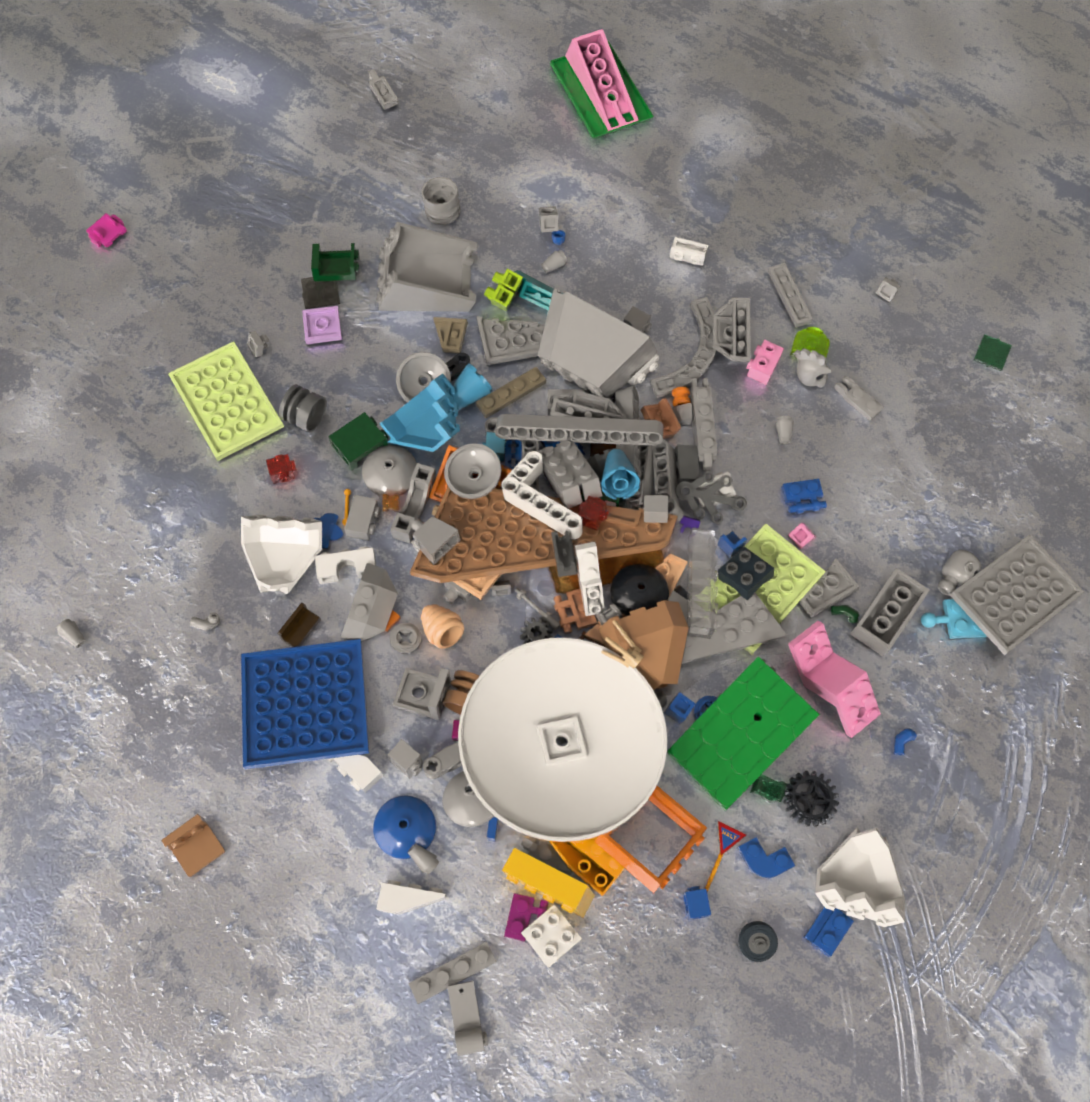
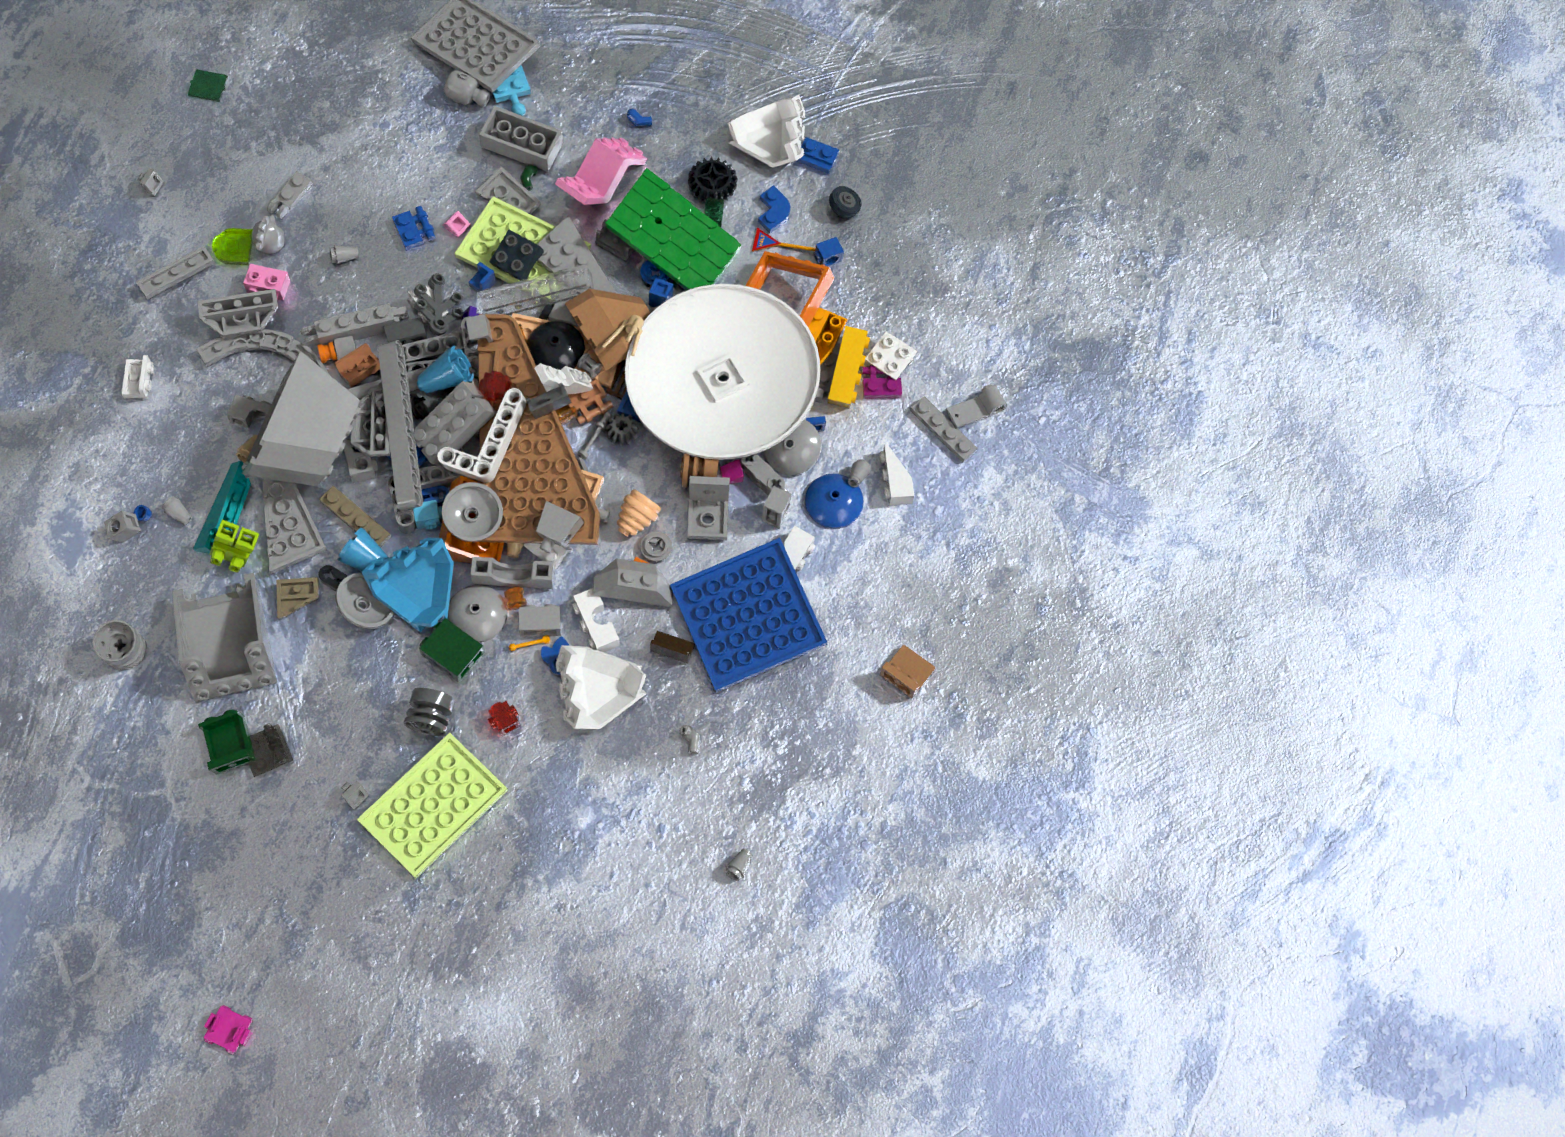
camera: 110 degrees left, 0 degrees up
(322, 325) = (313, 733): lavender plate -> none

